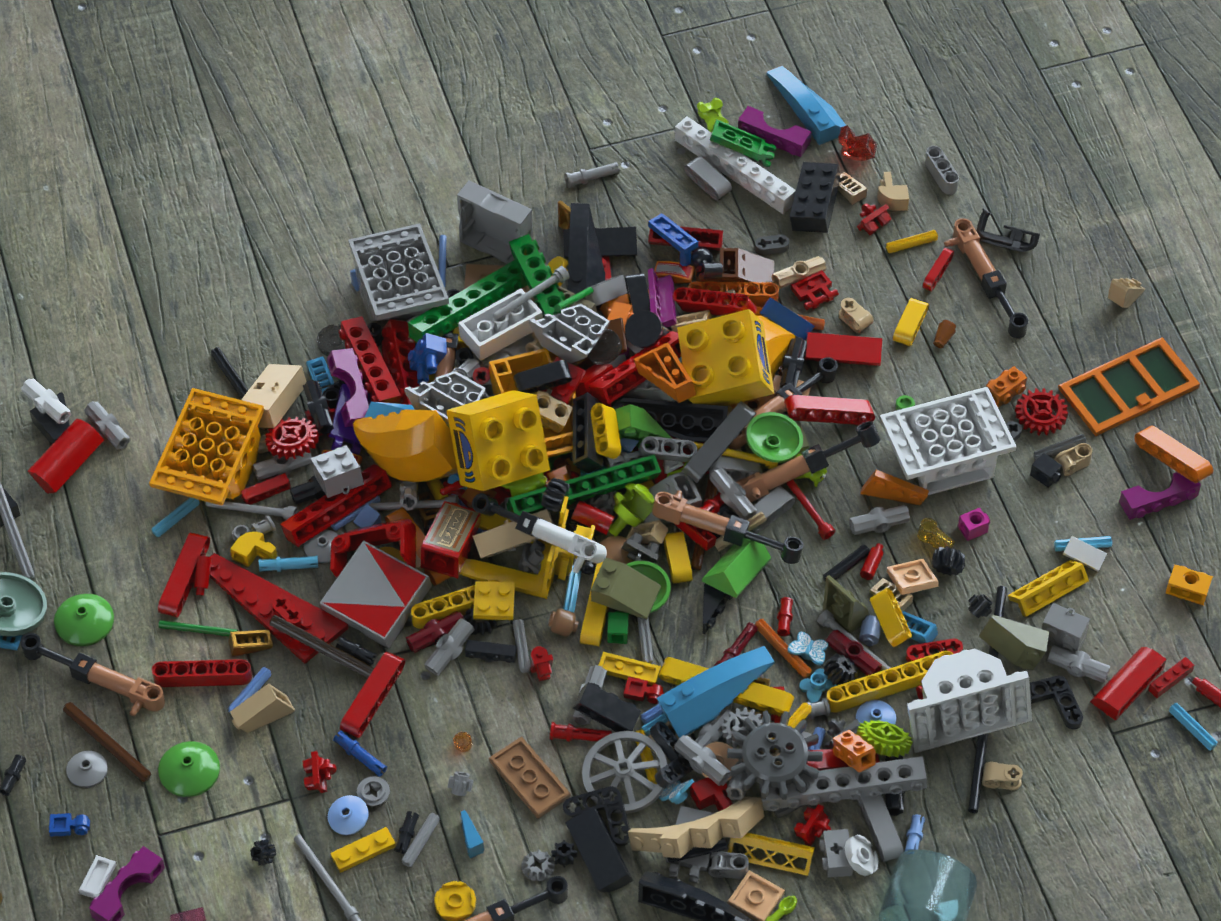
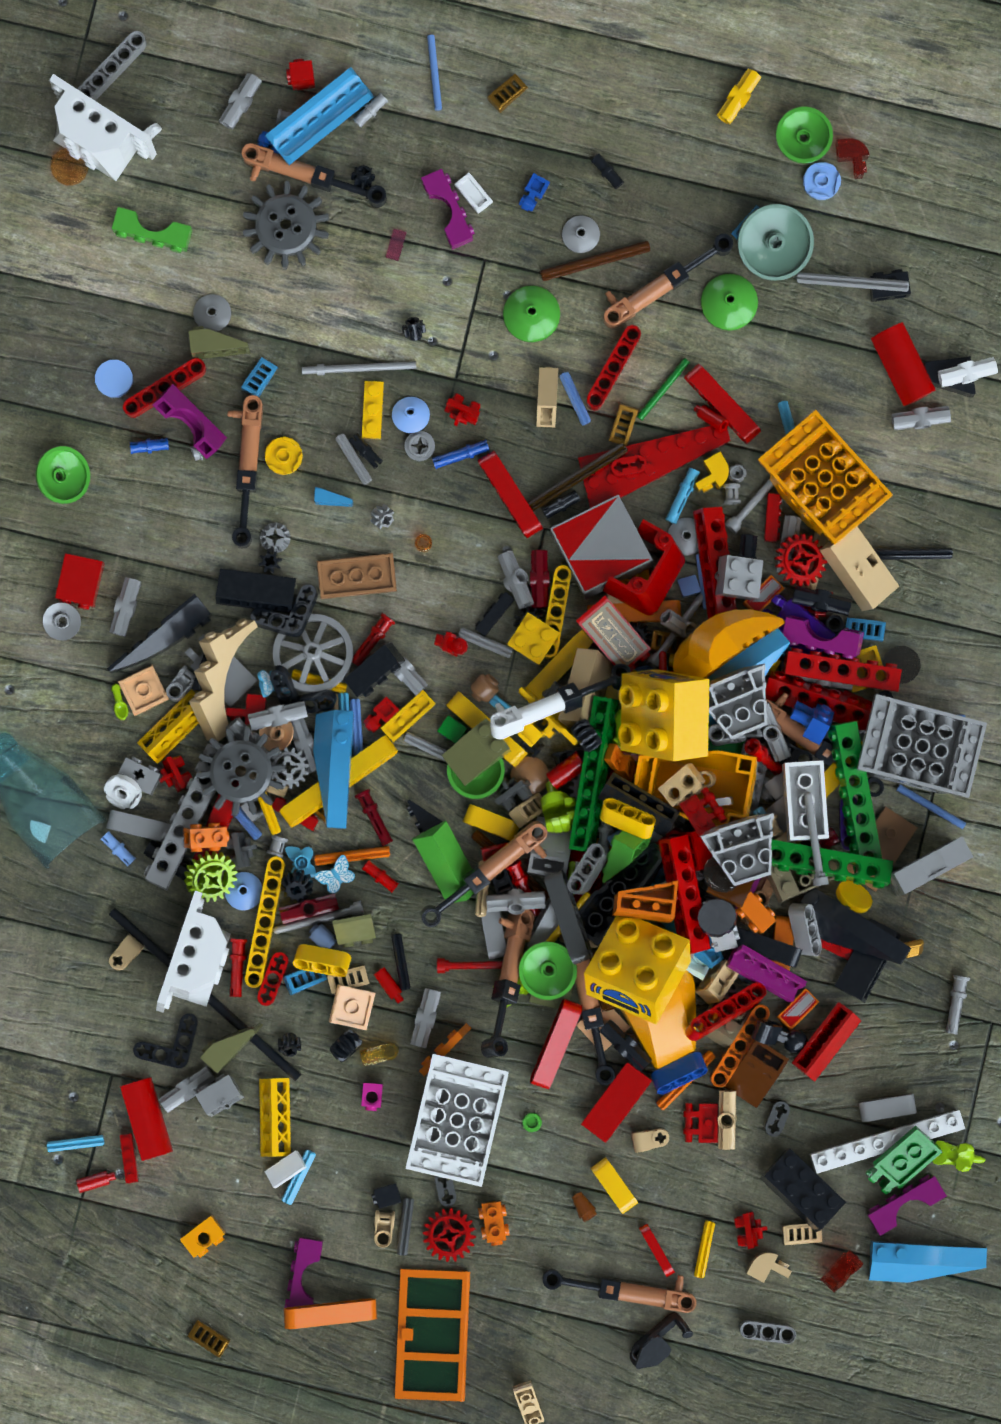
camera: 120 degrees right, 30 degrees up
(543, 377) = (708, 791): black beam -> none
(573, 299) = (789, 877): green bar -> none
(675, 236) = (824, 1022): blue piece -> none

